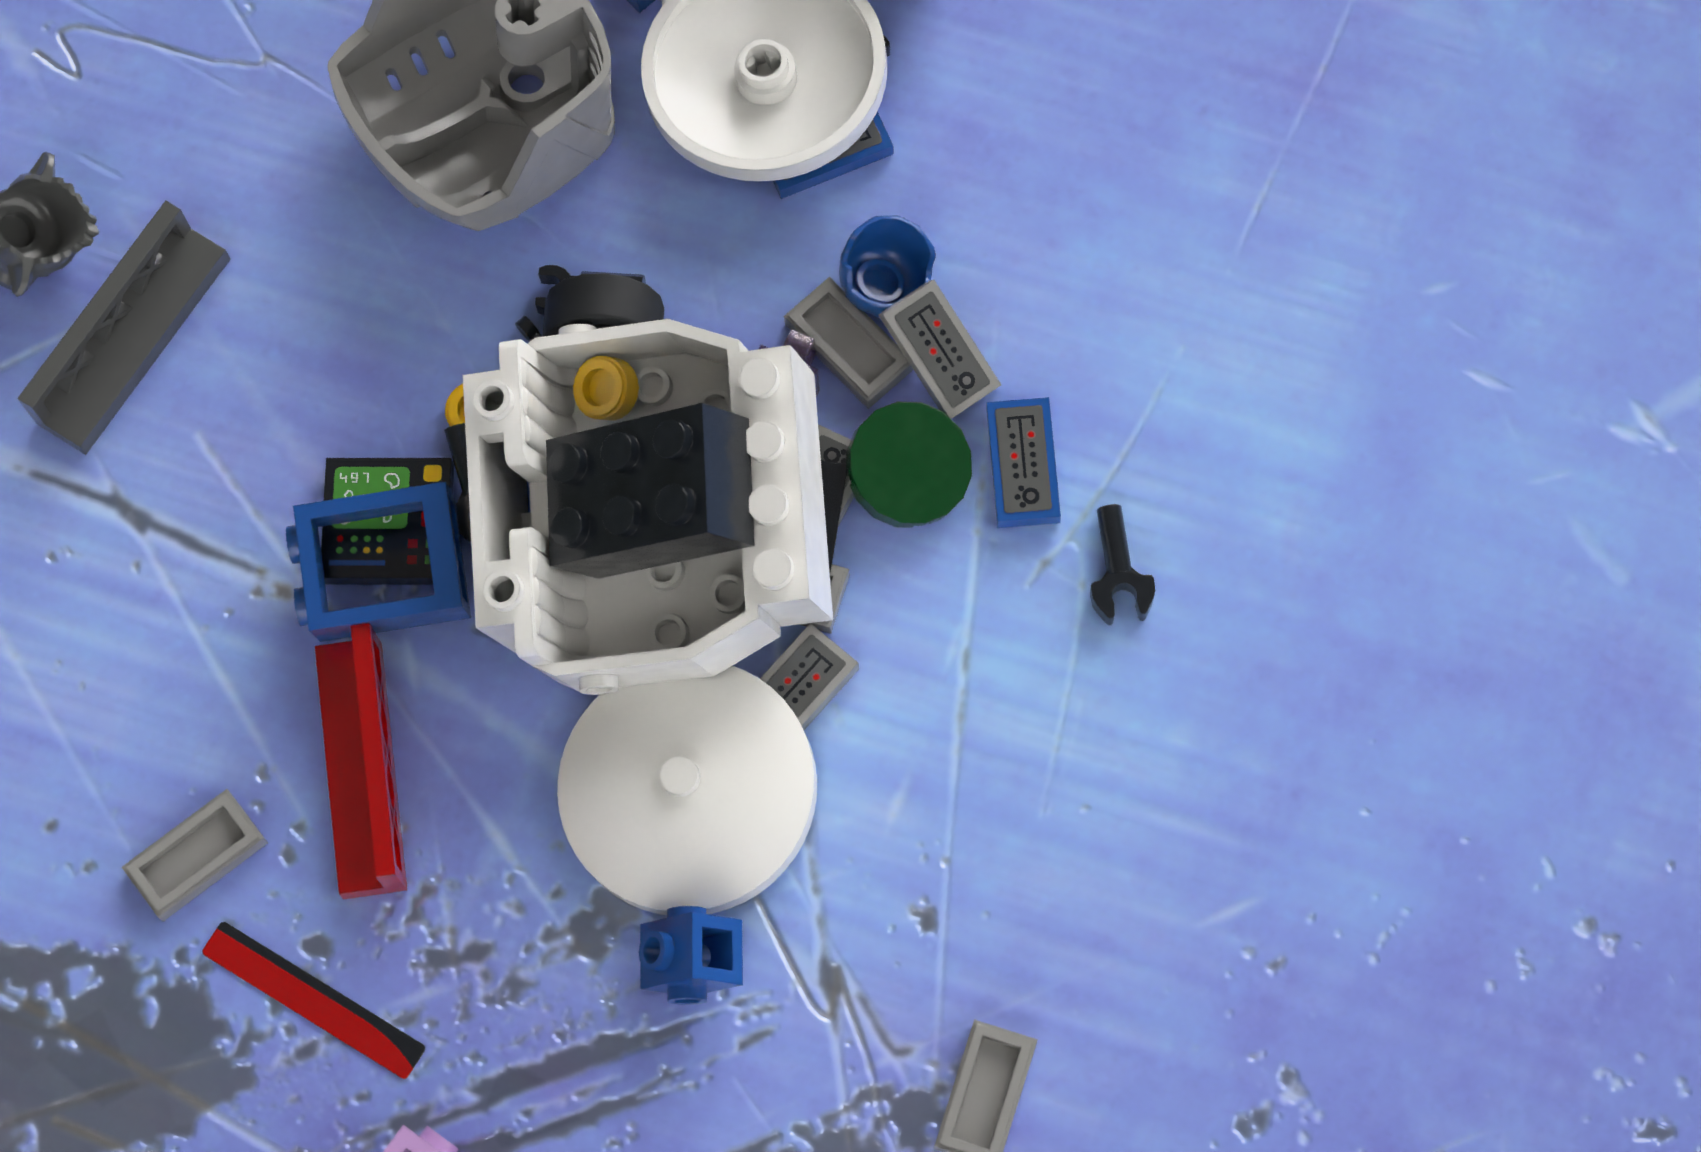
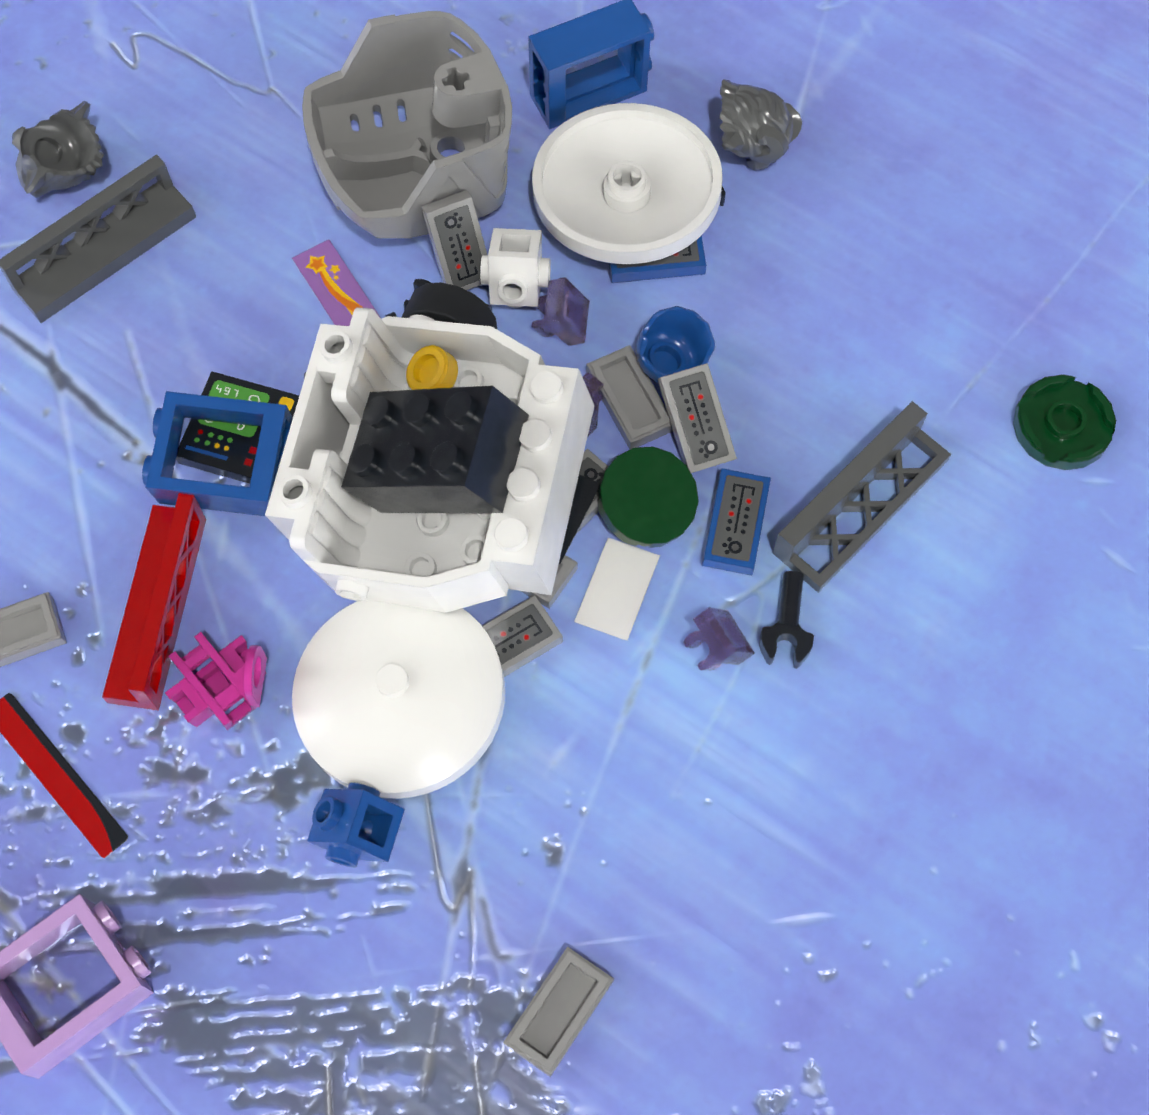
camera: 10 degrees right, 5 degrees down
(445, 308) = (332, 282): none -> medium lavender sticker
(464, 848) = (211, 690): none -> dark pink piece
(580, 209) = (456, 239): none -> tile
(663, 231) = (515, 267): none -> white brick
(737, 257) = (564, 312): none -> clear purple tile
(904, 585) = (617, 589): none -> white sticker
(1048, 610) = (723, 637): none -> clear purple tile
(1145, 378) = (848, 484): none -> dark grey fence
(1381, 224) = (1064, 422): none -> dark green tile

